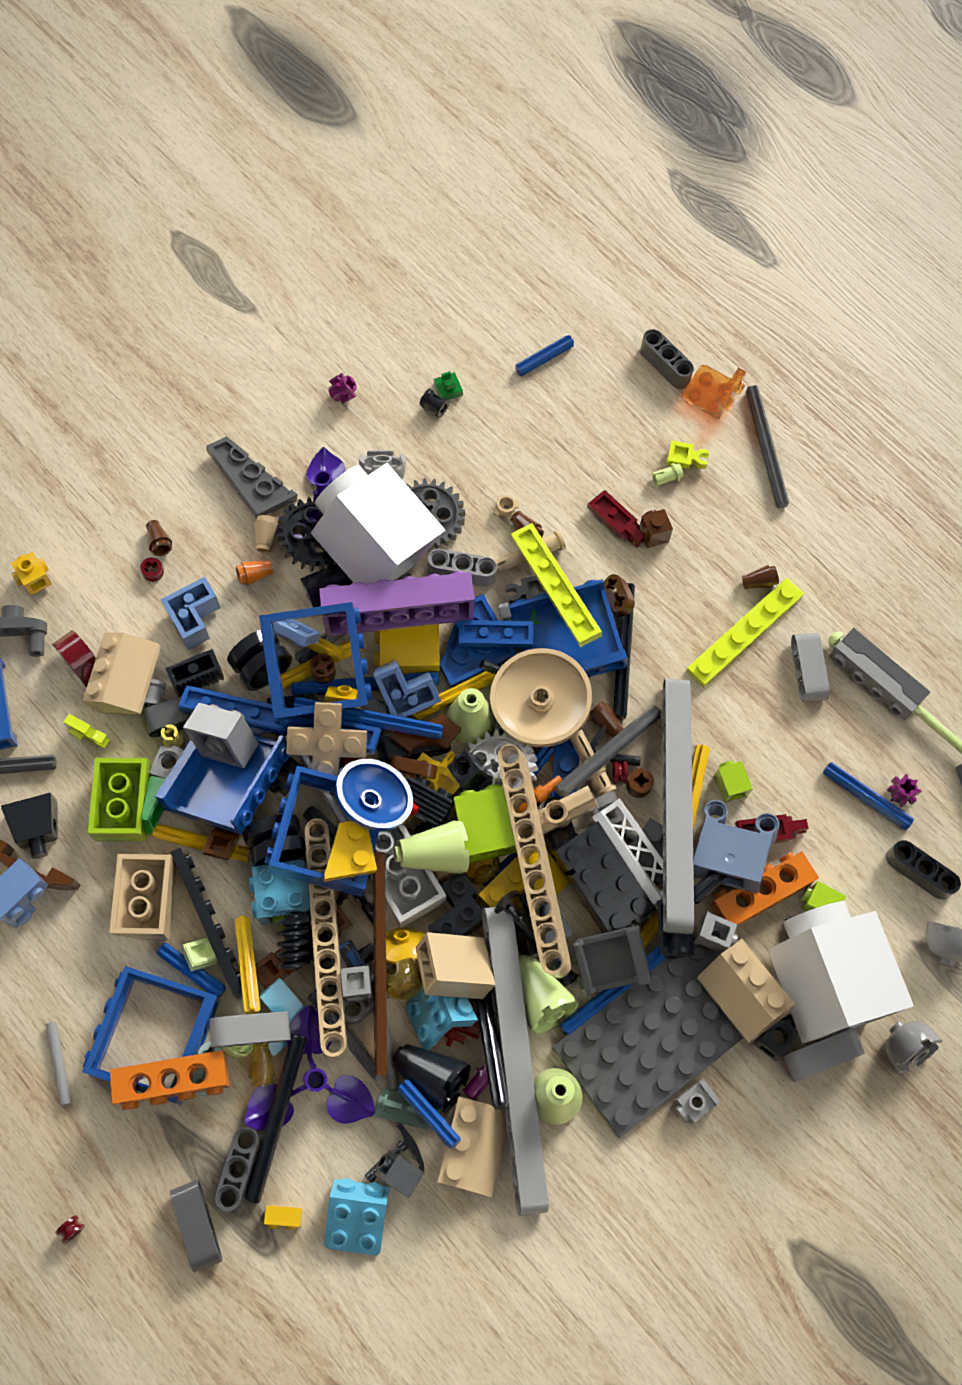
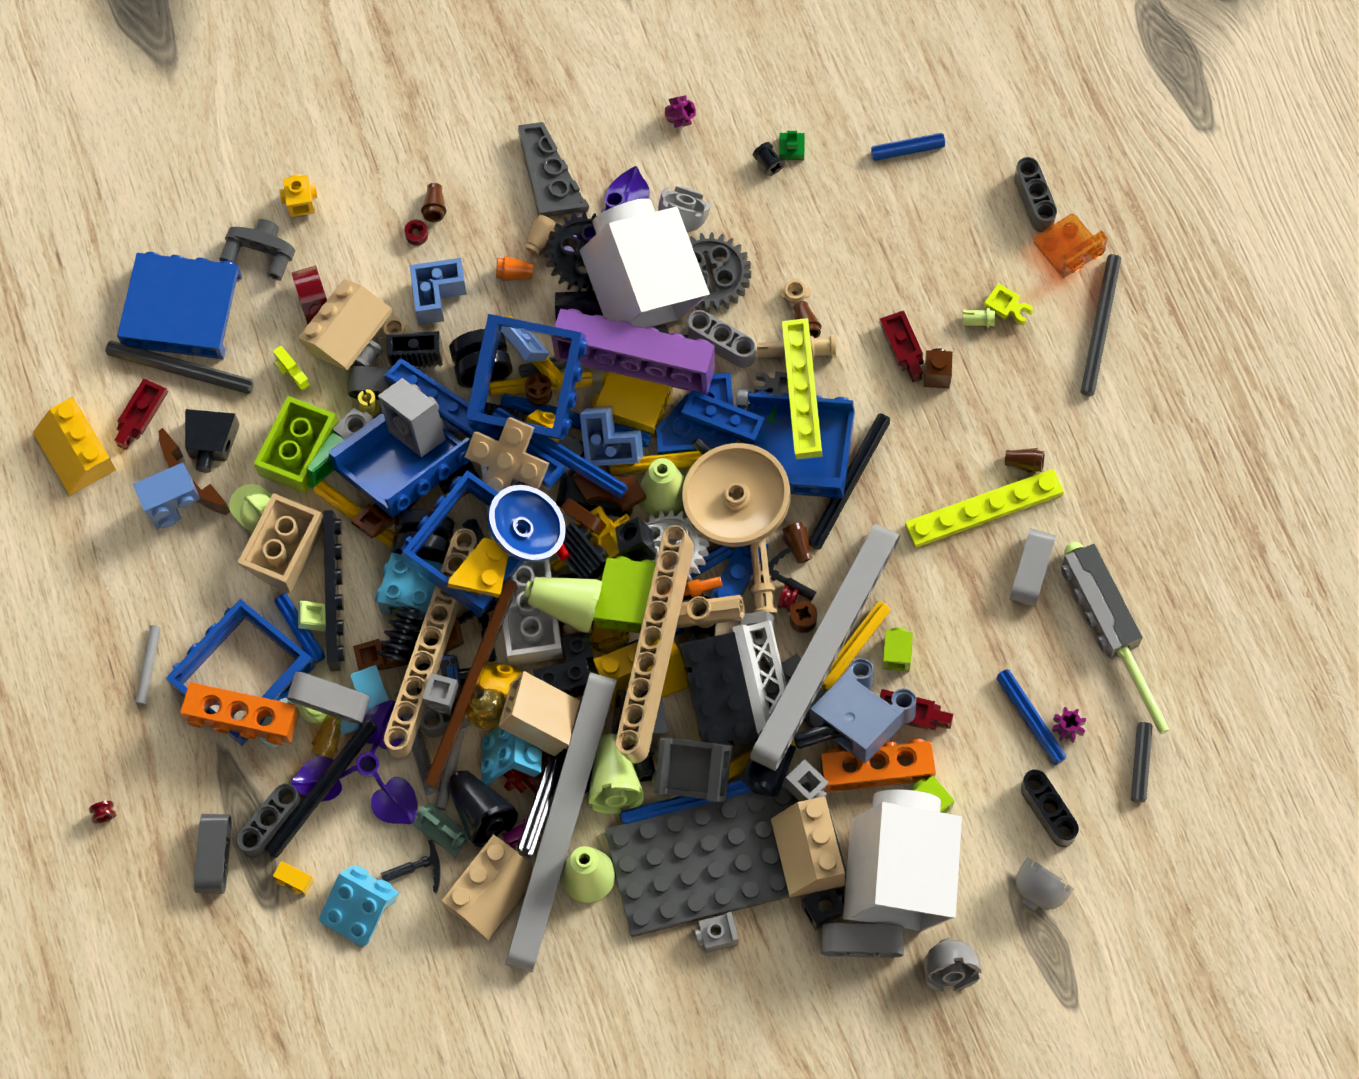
camera: 30 degrees right, 0 degrees up
(97, 872) = (248, 505): none -> yellowish green piece
(164, 657) = (394, 323): none -> tan plate
(247, 965) = (351, 640): yellow axle -> none
(398, 1173) = (410, 880): black brick -> none
(429, 1114) = (459, 838): blue axle -> none
(505, 904) = (611, 678): black piece -> none
(608, 751) = (782, 572): dark grey axle -> none
(622, 592) = (867, 423): reddish brown beam -> none

